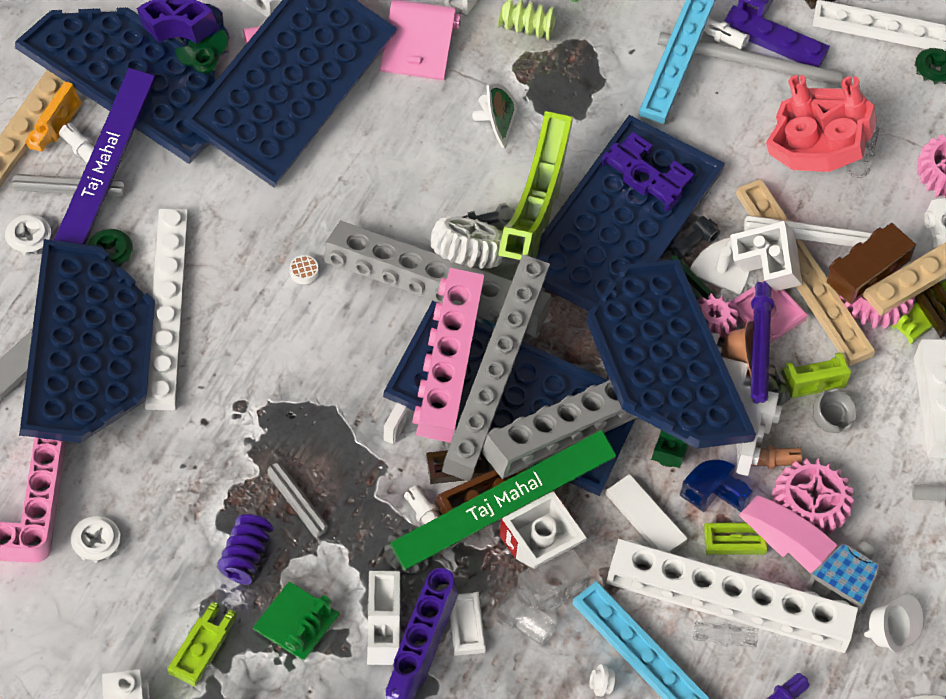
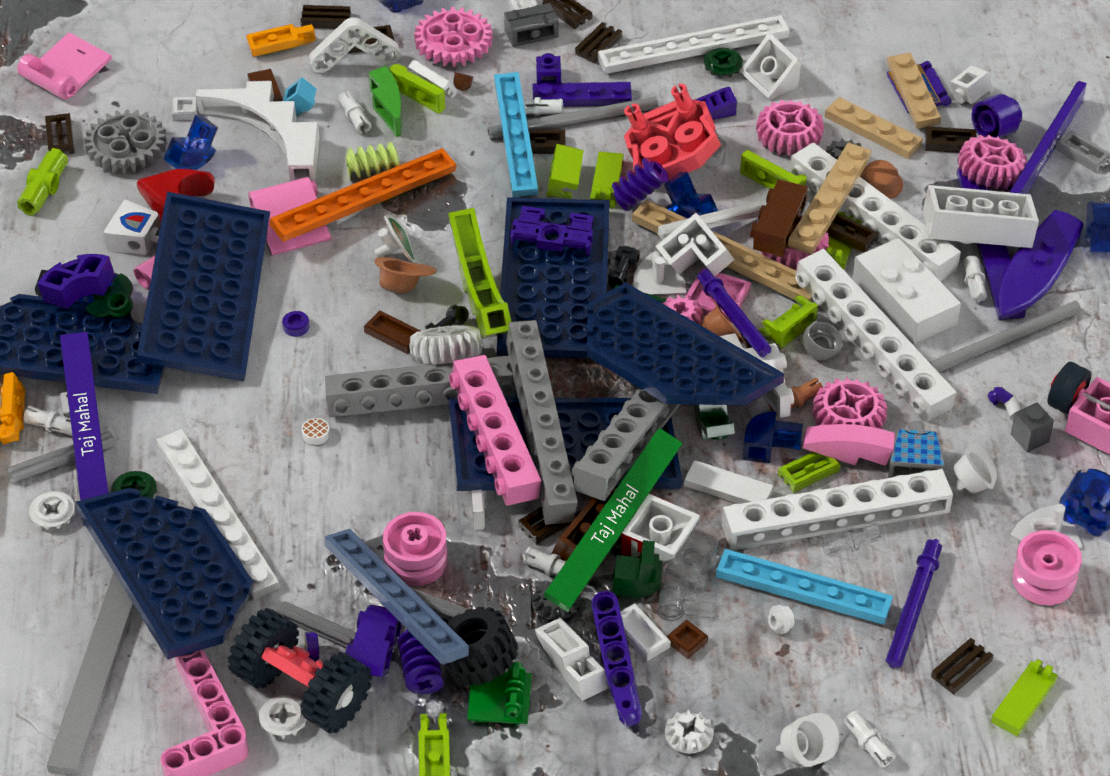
camera: 25 degrees left, 10 degrees down
(143, 534) = (270, 647): none -> black plate
(161, 484) = (311, 645): none -> dark purple tile
(182, 464) = (317, 624): none -> light grey axle
(217, 508) = (375, 639): none -> dark purple brick
(257, 477) = (397, 597): none -> sand blue plate
(299, 563) = (490, 646): none -> black tyre
(311, 434) = (415, 548): none -> bright pink wheel
(356, 151) = (295, 323): none -> dark purple tile
(436, 199) = (390, 331): none -> reddish brown tile
(479, 147) = (401, 275): none -> nougat piece
(496, 49) = (362, 194): none -> orange plate
(496, 565) = (637, 576): none -> dark green brick
(504, 653) = (687, 639): none -> reddish brown tile
(702, 112) = (564, 171): none -> lime hinge
(706, 77) = (546, 140): none -> dark brown tile
(741, 137) = (607, 171): none -> lime hinge
(760, 160) = (639, 183): none -> dark purple piece
(797, 198) = (685, 198): none -> clear blue brick
(896, 529) = (875, 335): none -> white brick
(902, 211) = (766, 172): none -> lime hinge
(907, 107) = (720, 103): none -> dark purple slope

